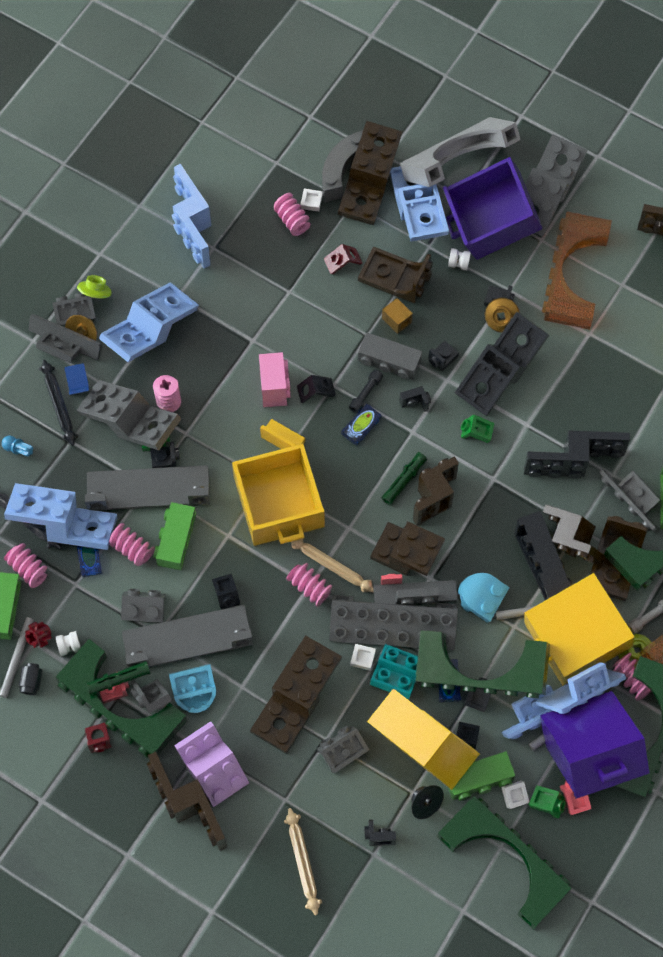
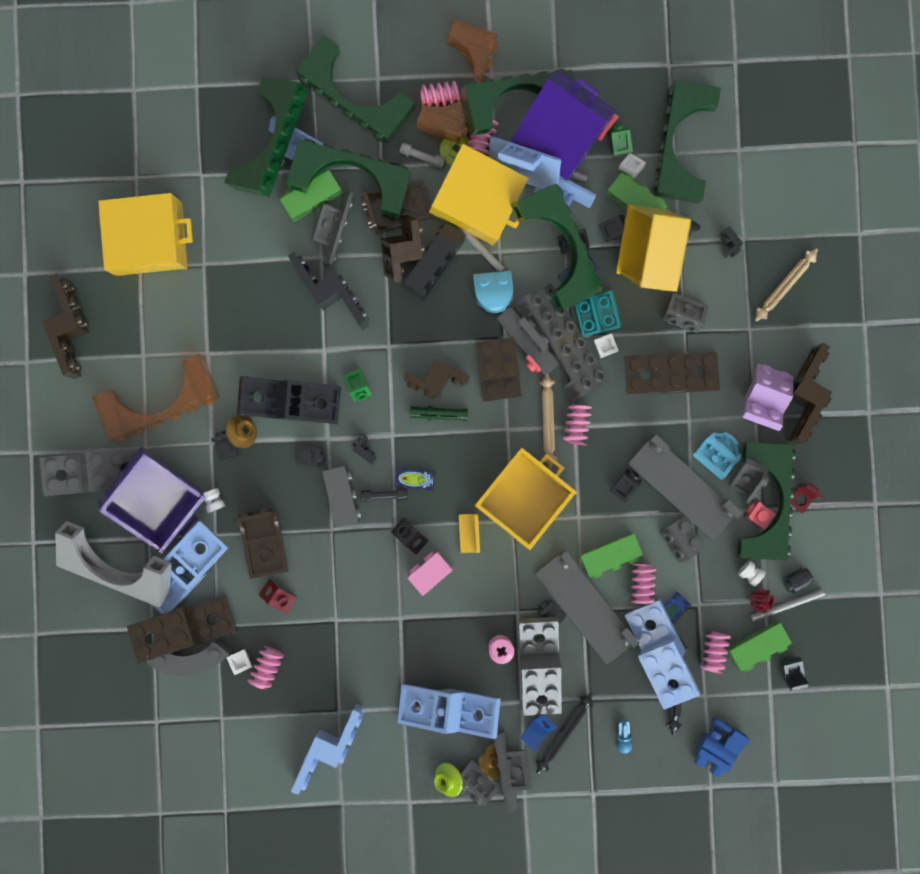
camera: 125 degrees left, 20 degrees up
(117, 678) = (777, 524): dark green pin -> none
(397, 315) = (300, 515): pearl gold panel -> none

